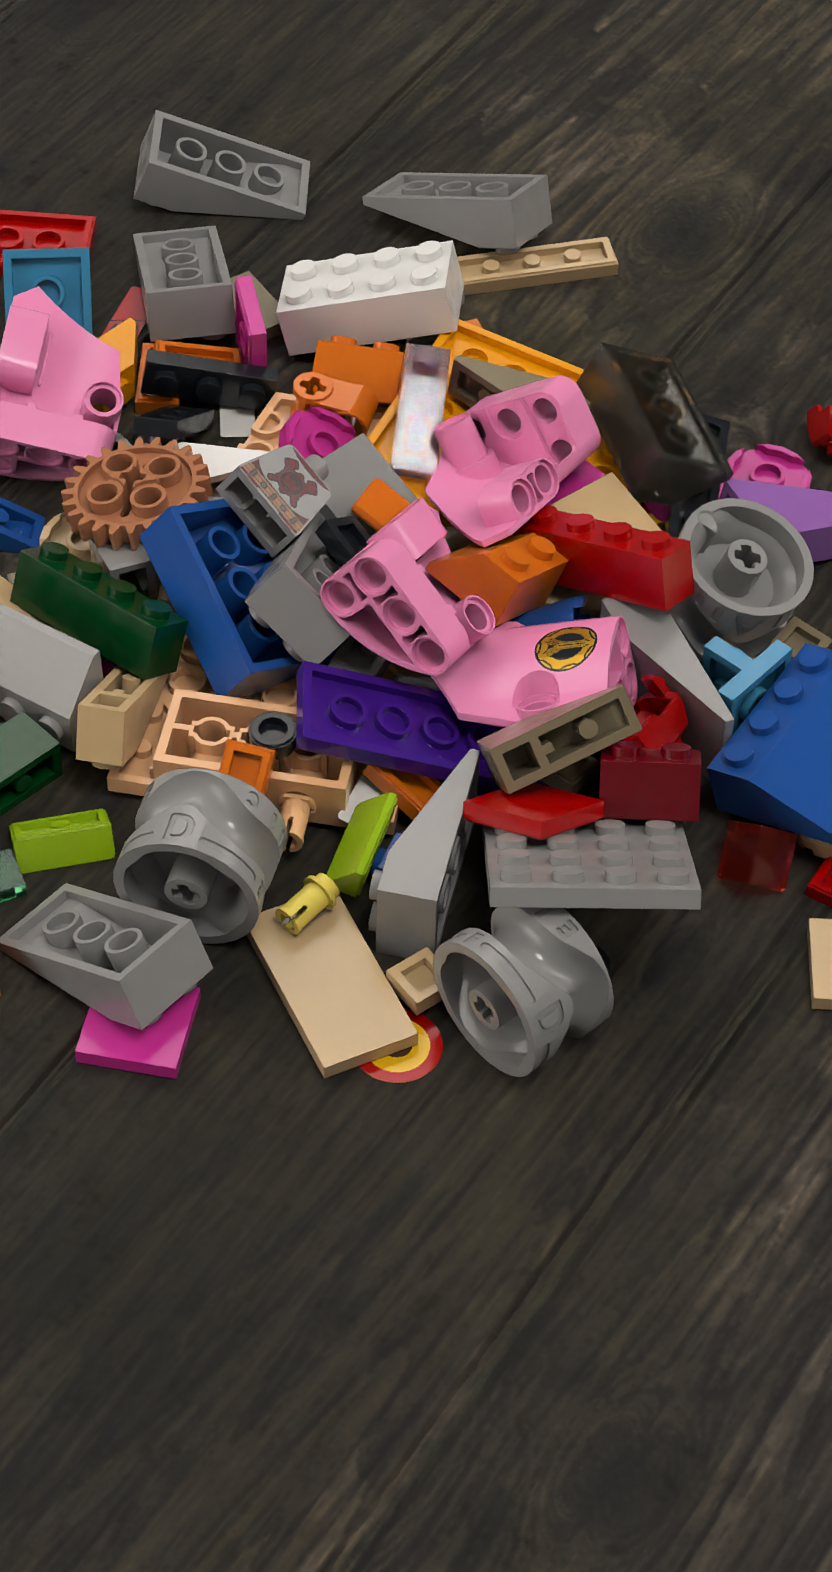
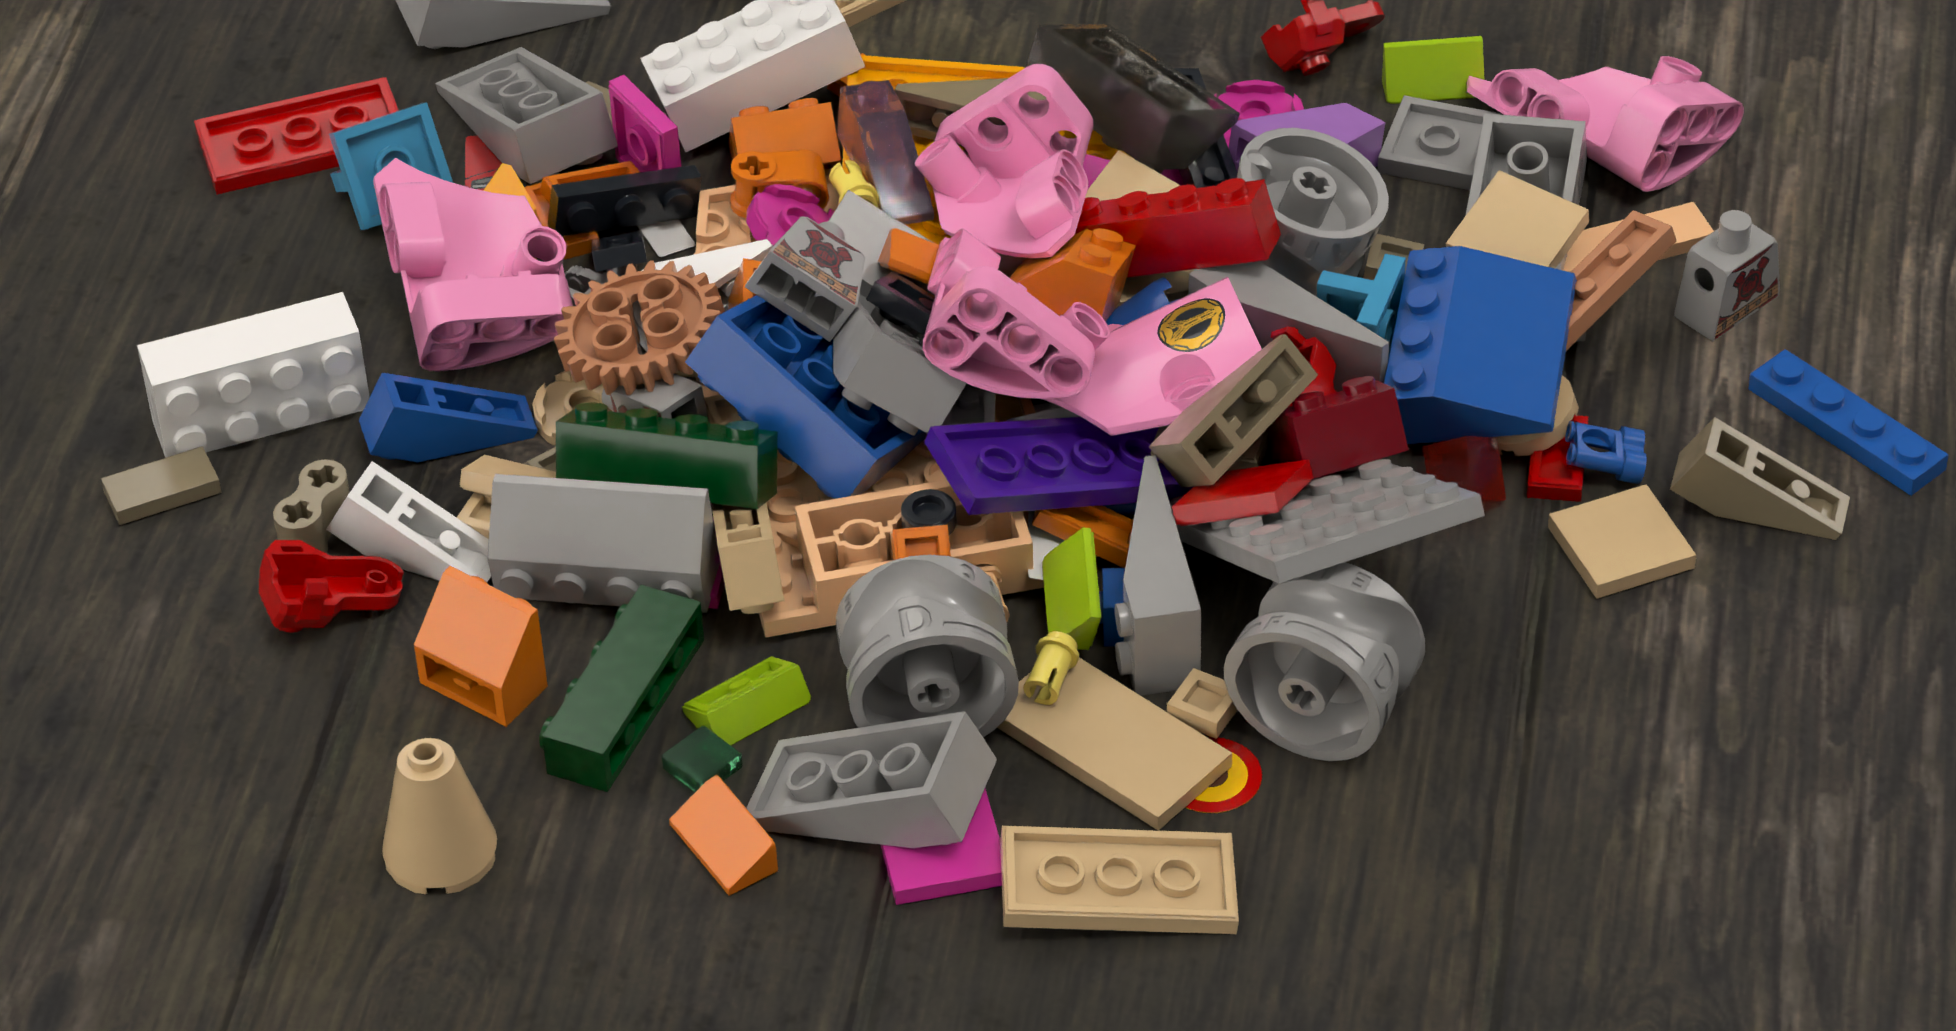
camera: 20 degrees left, 5 degrees down
(259, 1111) = (1118, 880): none -> tan tile
(379, 430) = (854, 182): none -> light yellow pin

